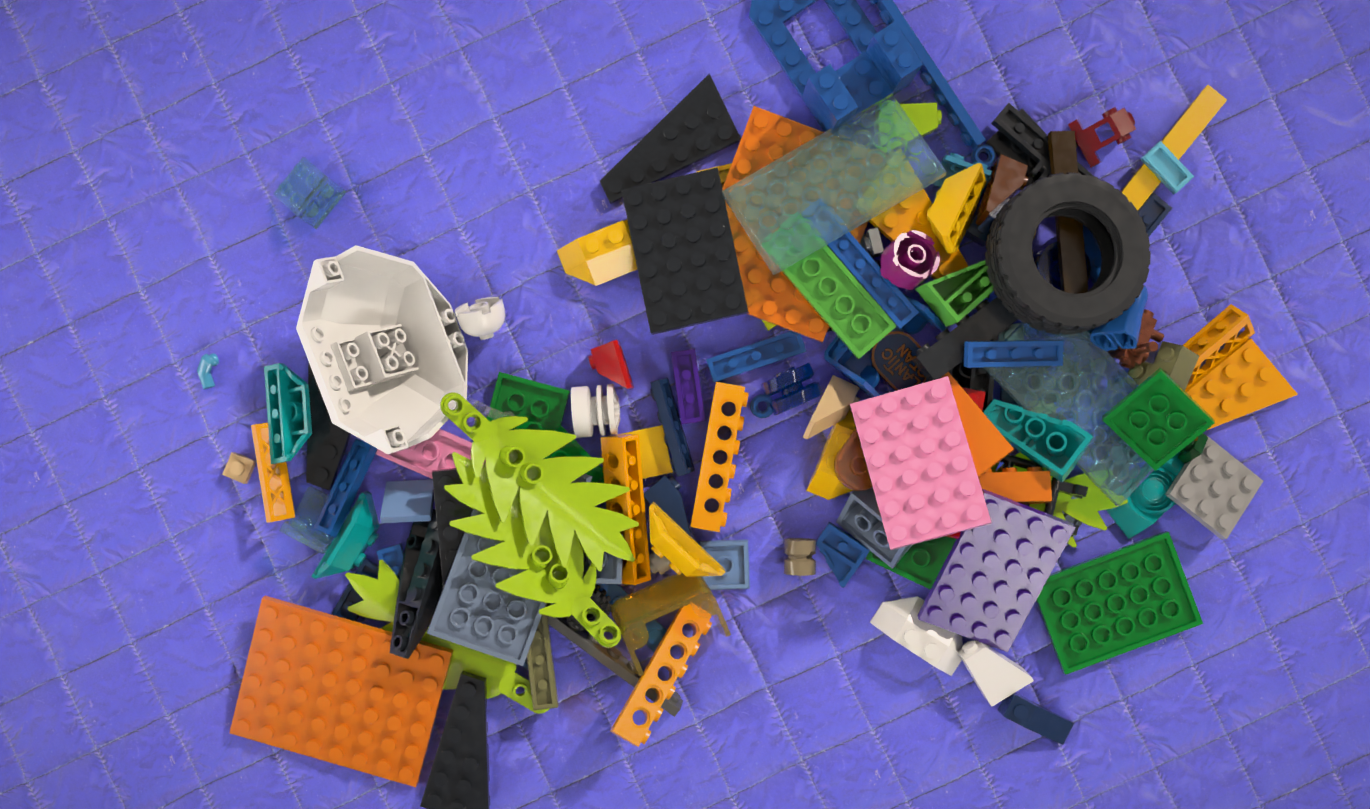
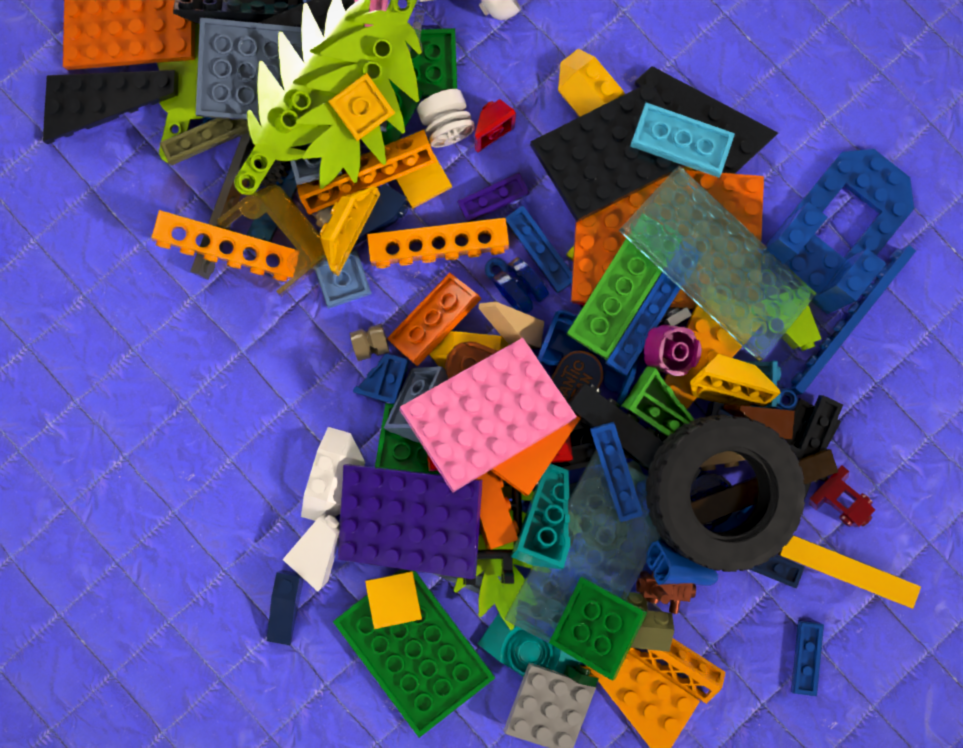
camera: 70 degrees right, 5 degrees down
(567, 495) = (361, 107): none -> yellow tile
(674, 434) = (448, 196): dark blue plate -> none
(697, 179) = (682, 140): none -> medium azure tile
(796, 485) = (433, 319): none -> orange tile
(1064, 609) = (393, 599): none -> yellow tile
(1167, 167) = (832, 571): medium azure tile -> none
(1241, 219) = (807, 658): none -> blue tile

